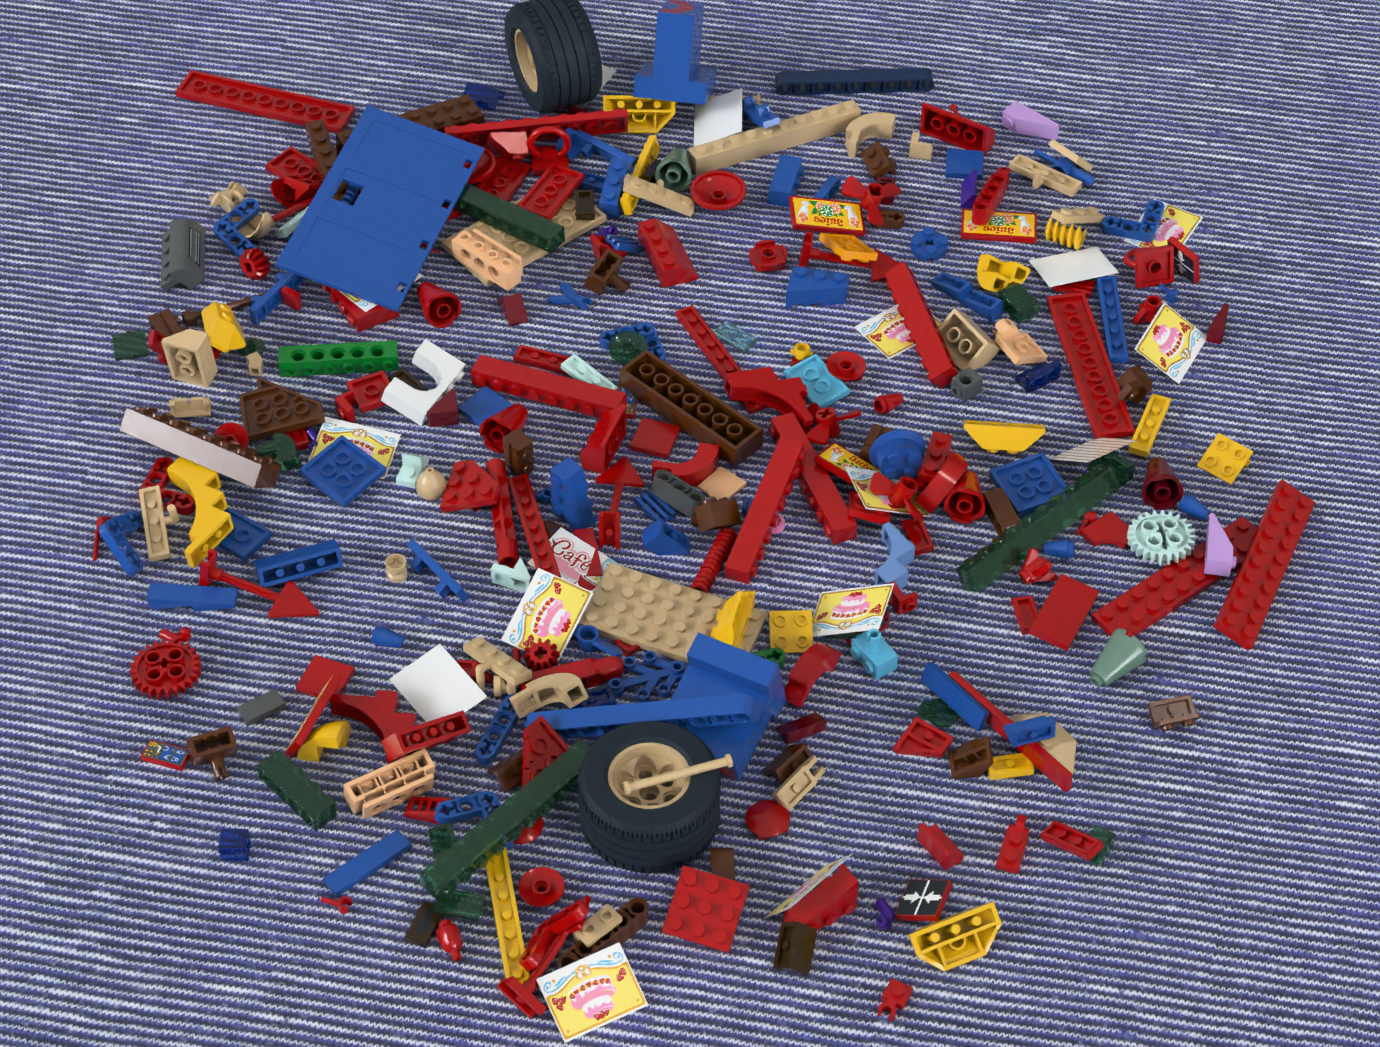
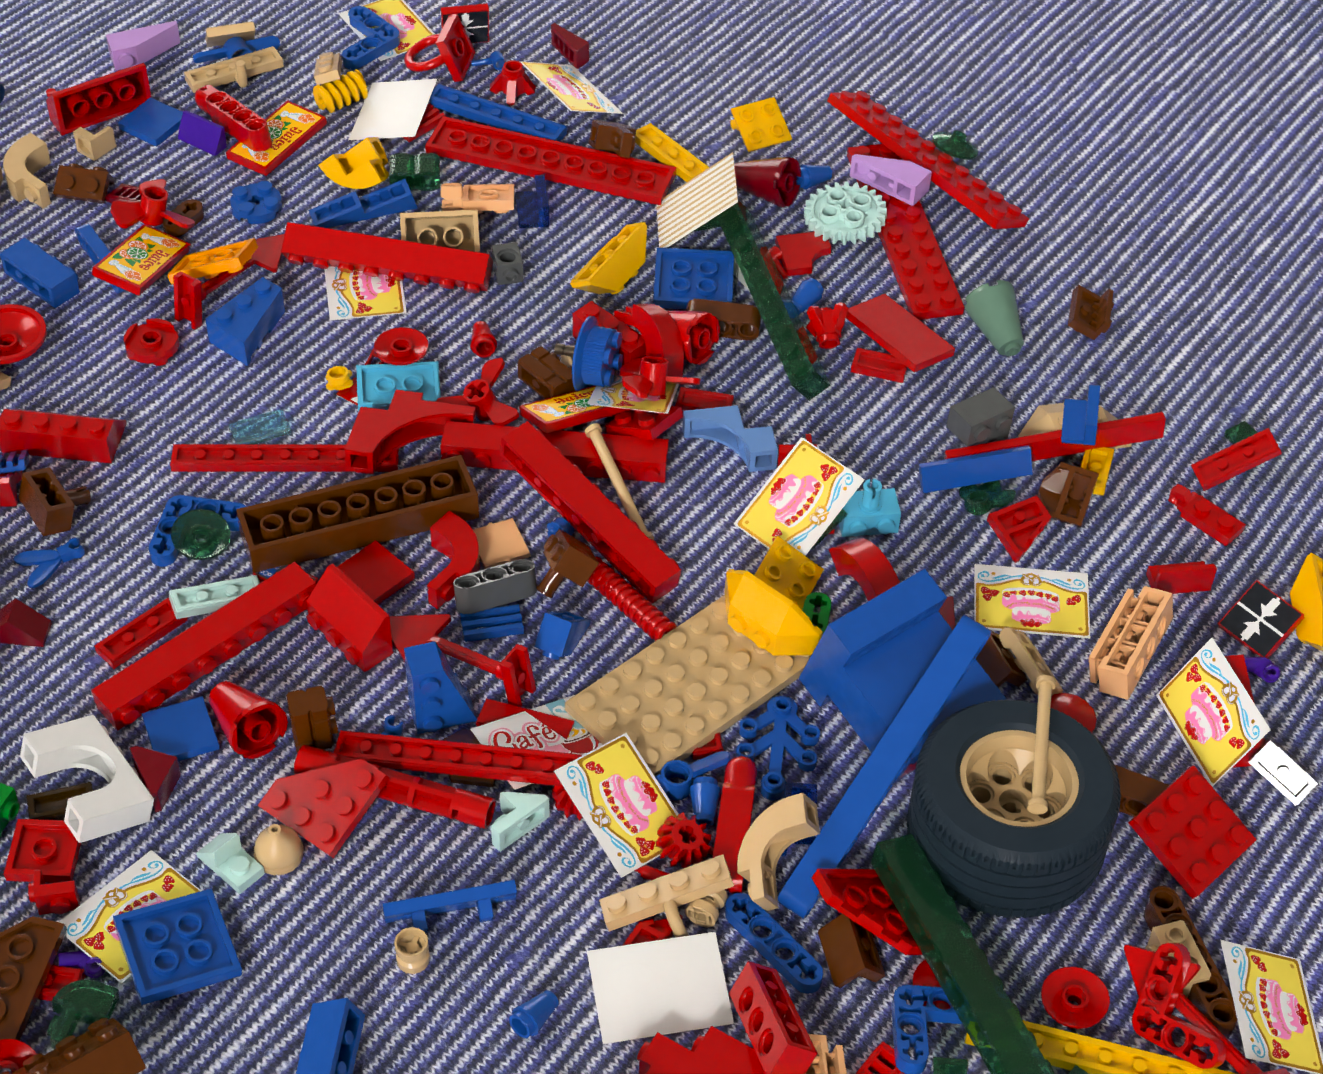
camera: 65 degrees left, 0 degrees up
(581, 653) = (704, 799): none -> blue cone
(774, 549) = (594, 432): none -> tan bar
(851, 829) = (1130, 640): none -> light nougat brick
(863, 772) = (1032, 600): none -> sticker
(993, 676) = (981, 418): none -> dark grey brick
(1299, 576) = (955, 144): none -> clear green dish

